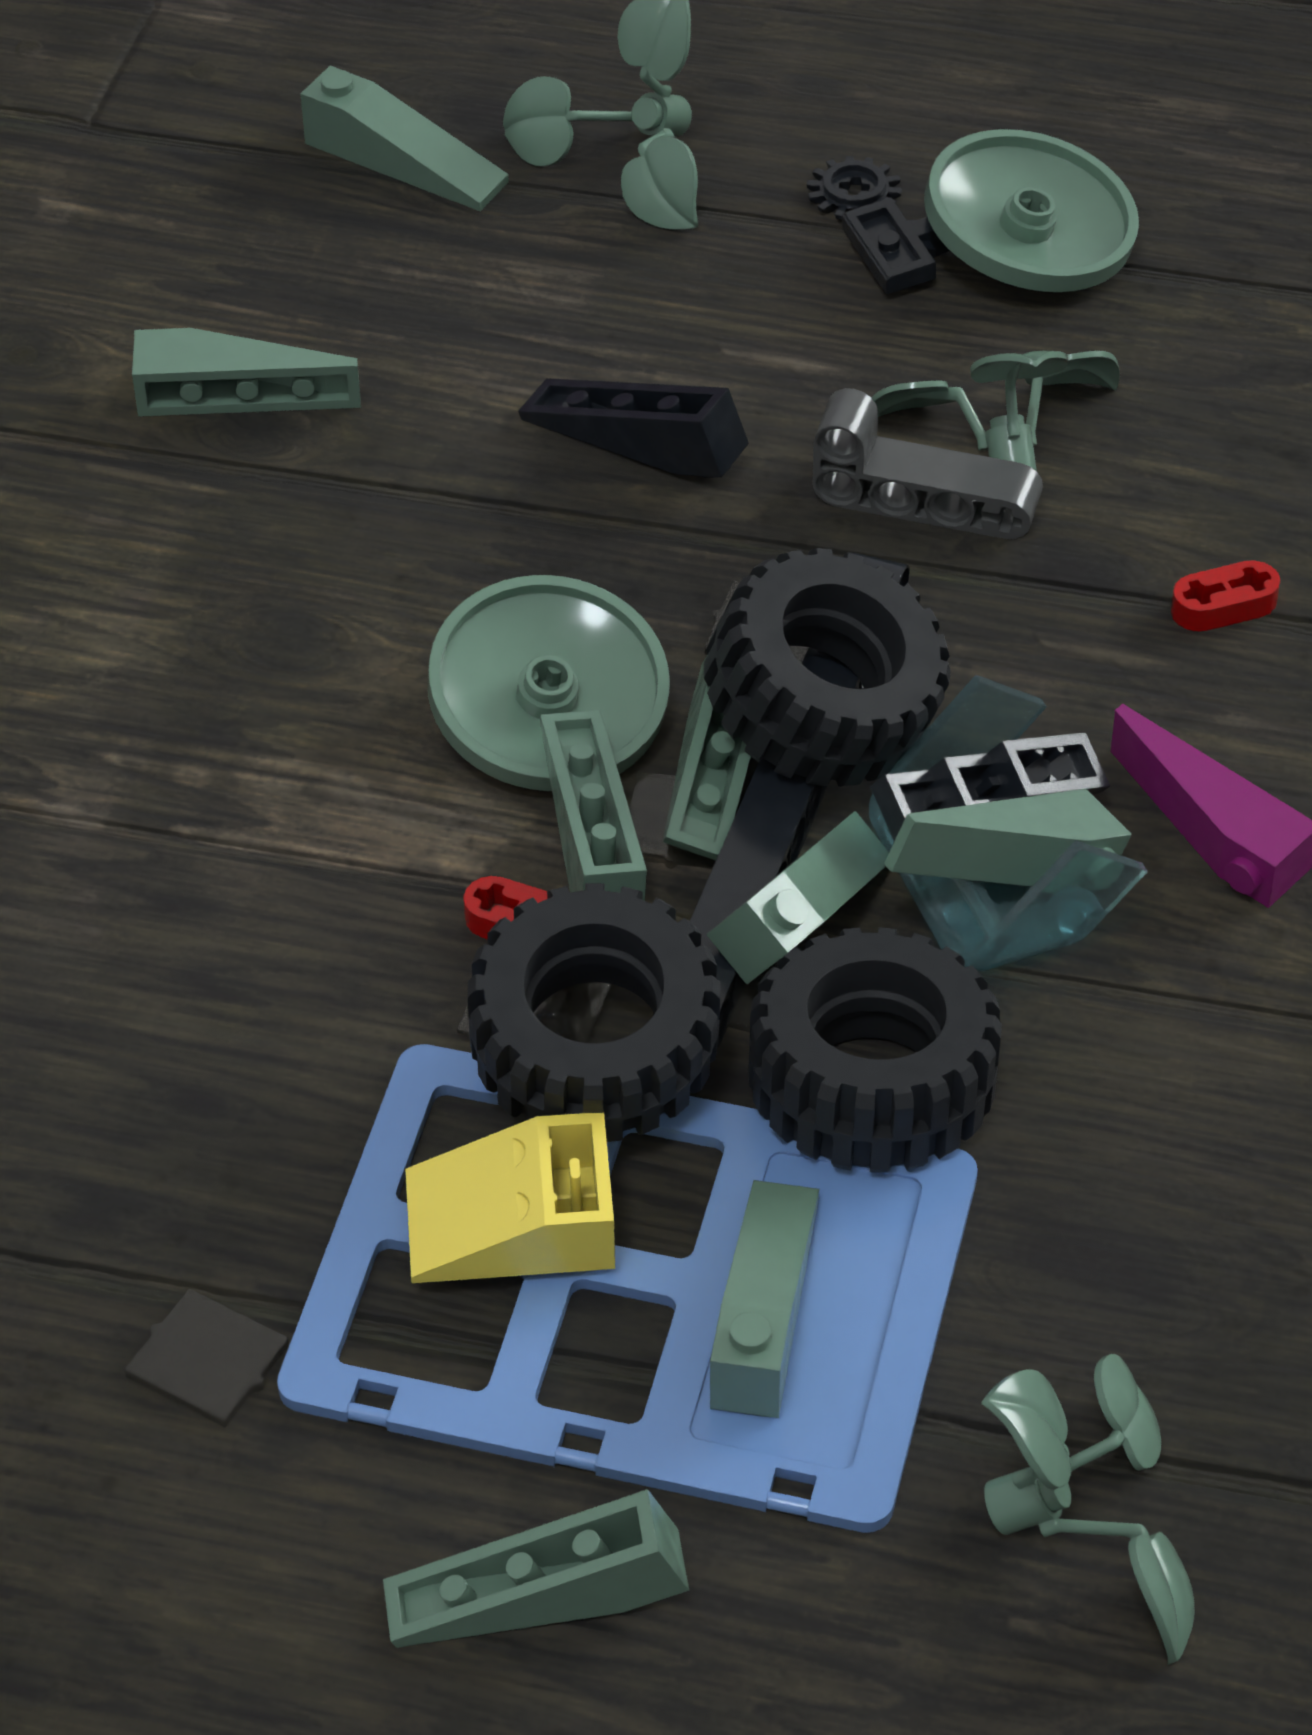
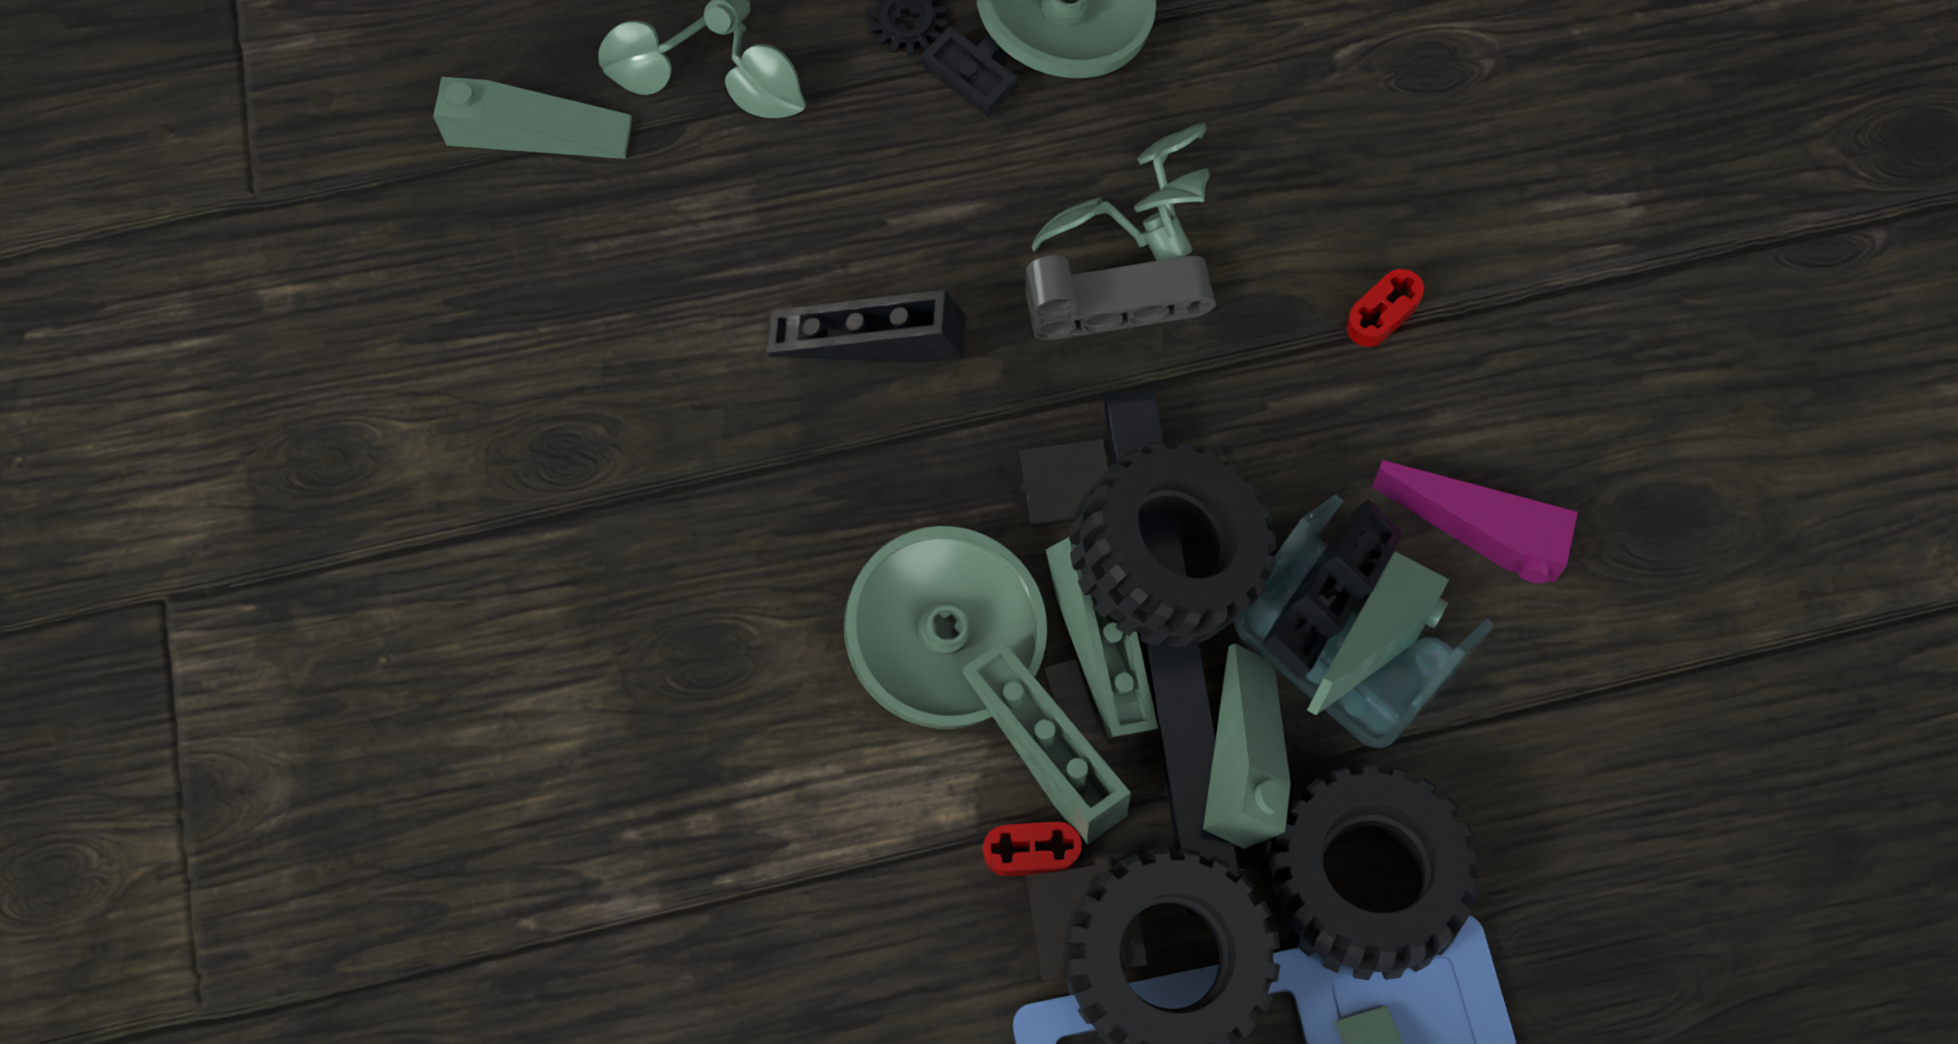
camera: 25 degrees left, 20 degrees up
(223, 373) = (510, 422): sand green slope -> none

